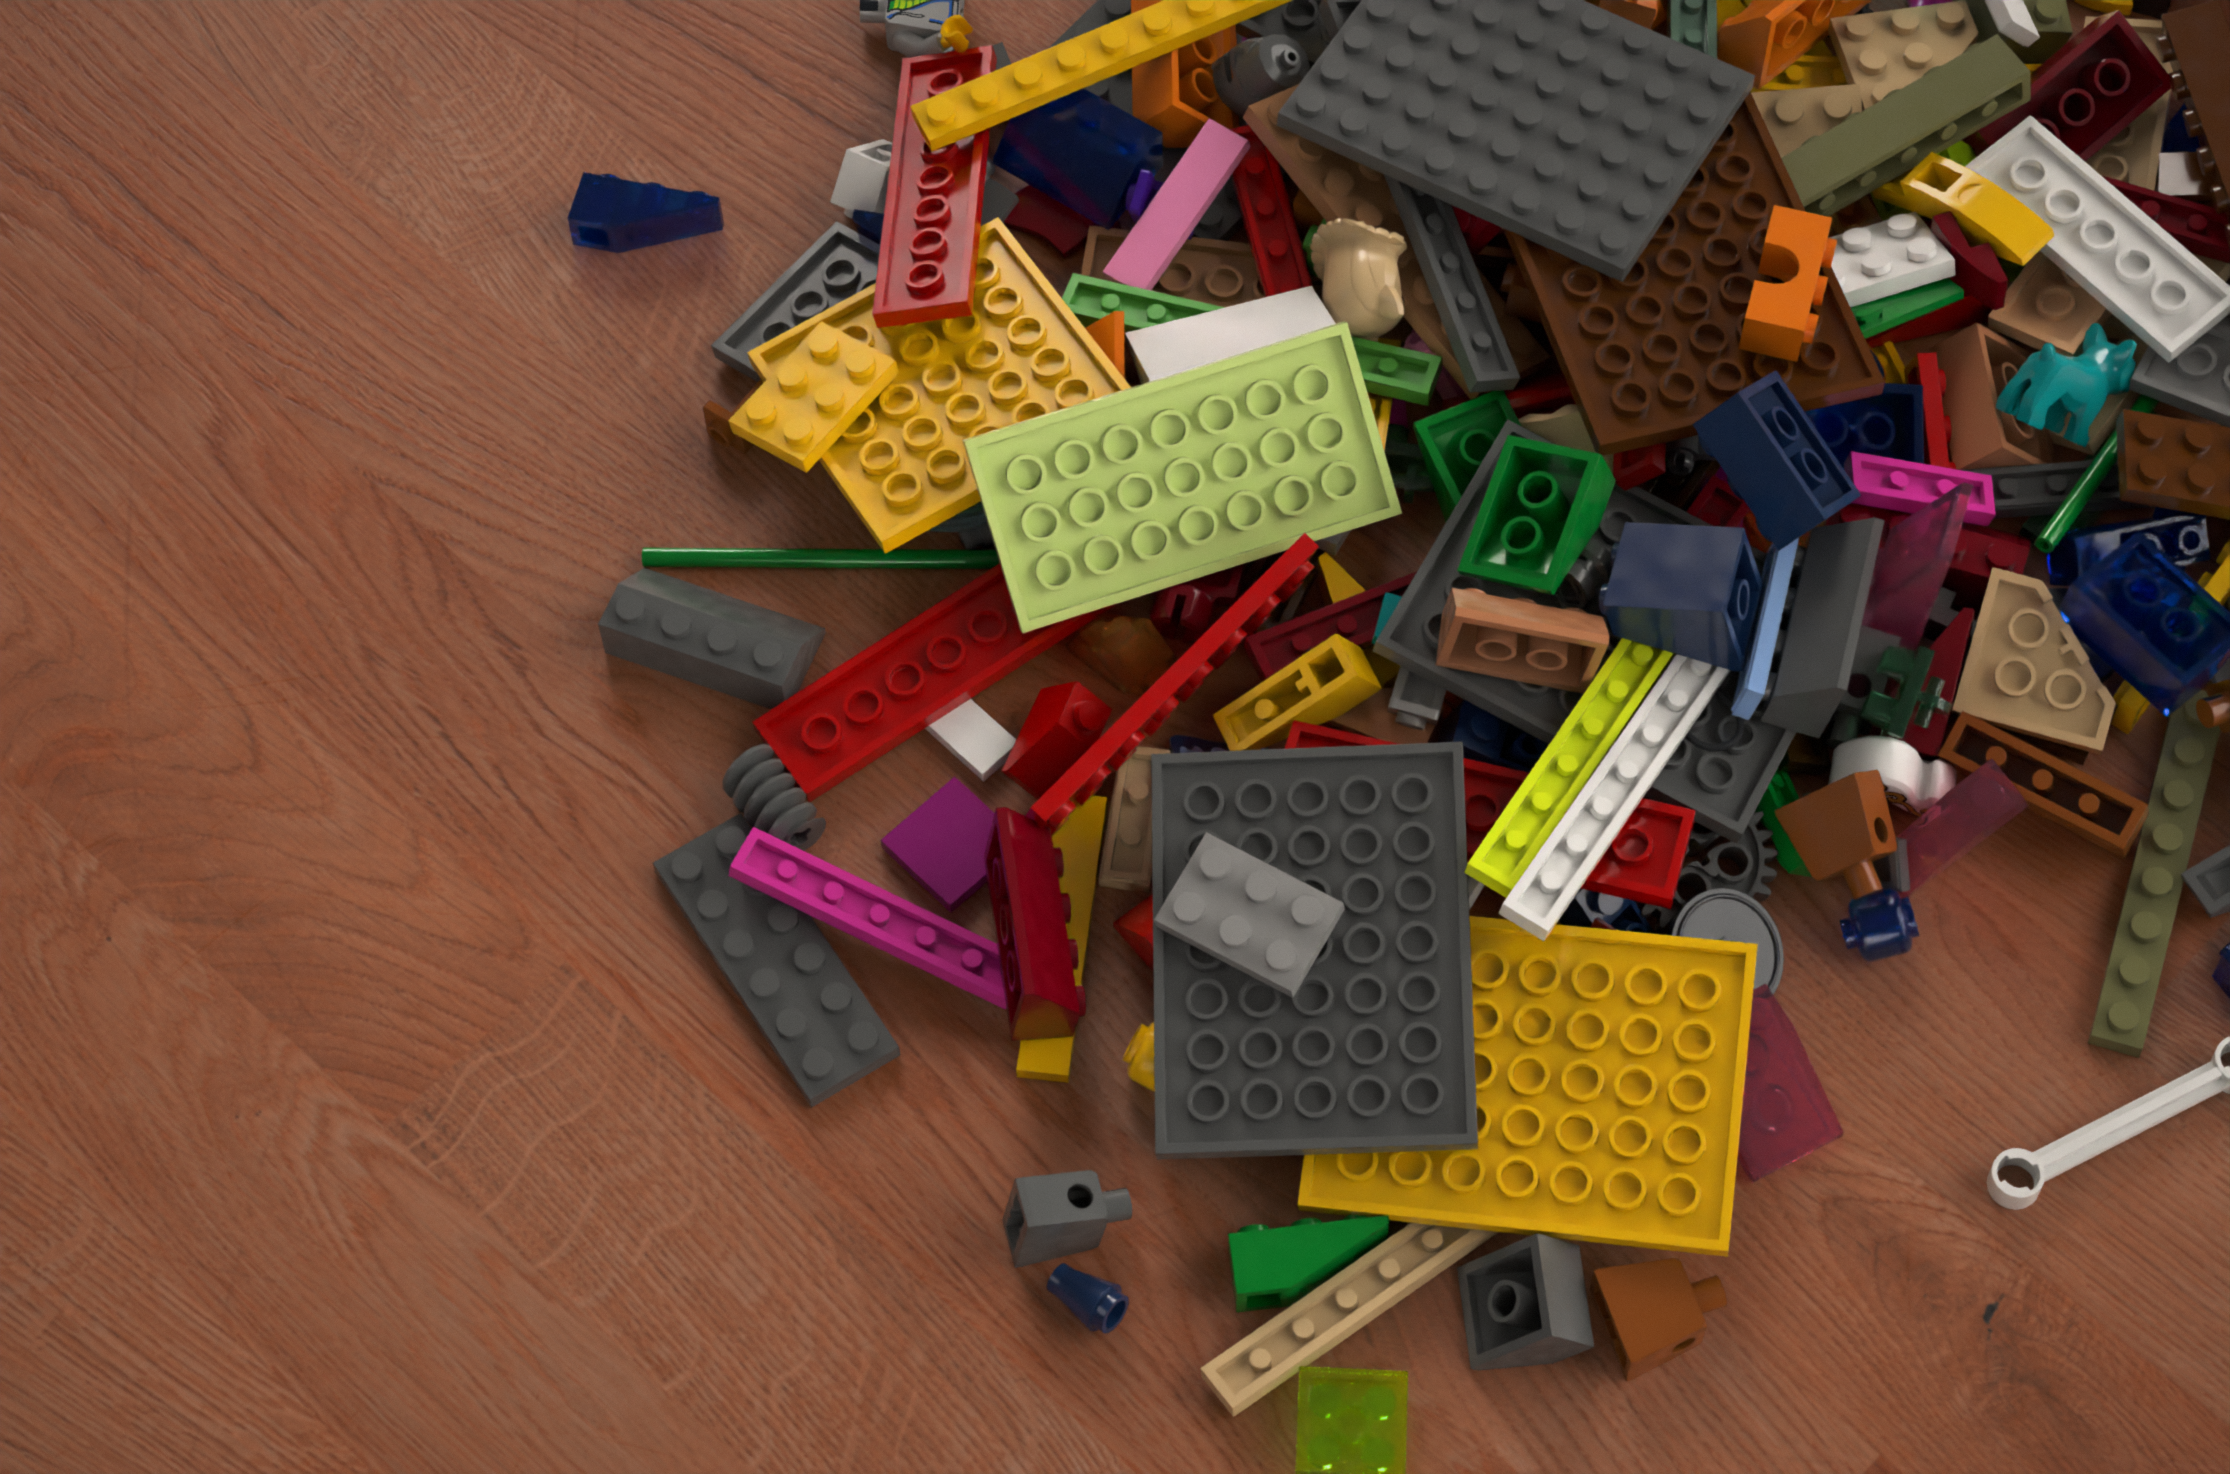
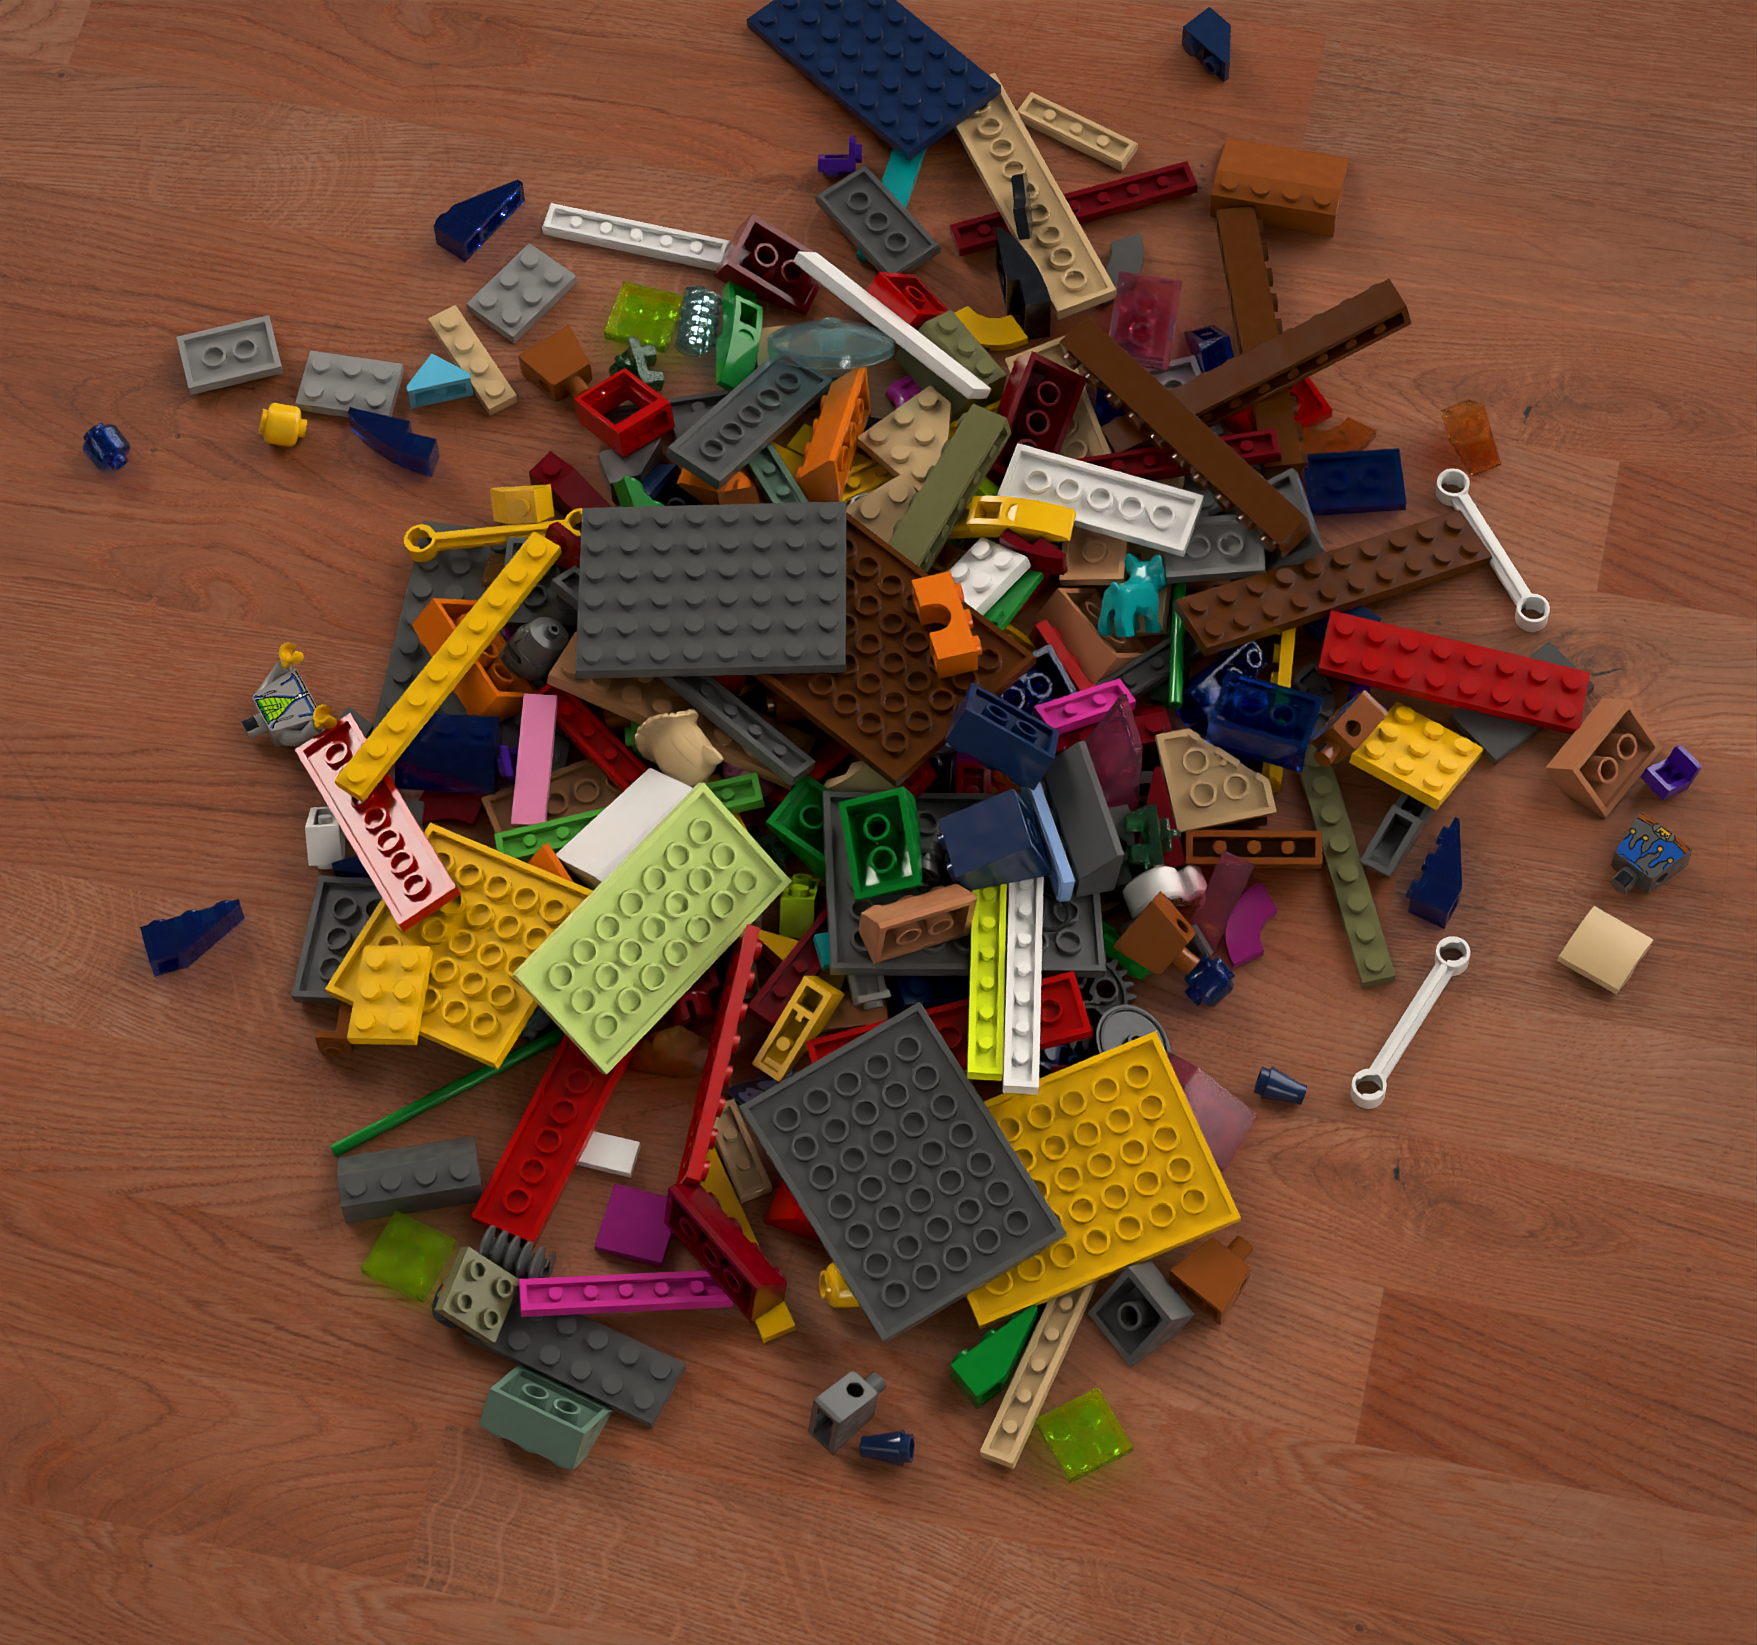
camera: 30 degrees left, 0 degrees up
(651, 732) = (409, 1256): none -> clear neon green plate
(683, 1016) = (544, 1417): none -> sand green slope
(687, 818) = (475, 1296): none -> olive plate
(1055, 735) = (663, 1126): red slope -> none
(1249, 914) = (856, 1171): light grey plate -> none
(1396, 549) = (799, 905): none -> lime slope
(1893, 1110) = (1279, 1087): none -> dark blue cone
(1978, 878) = (1245, 926): none -> magenta tile

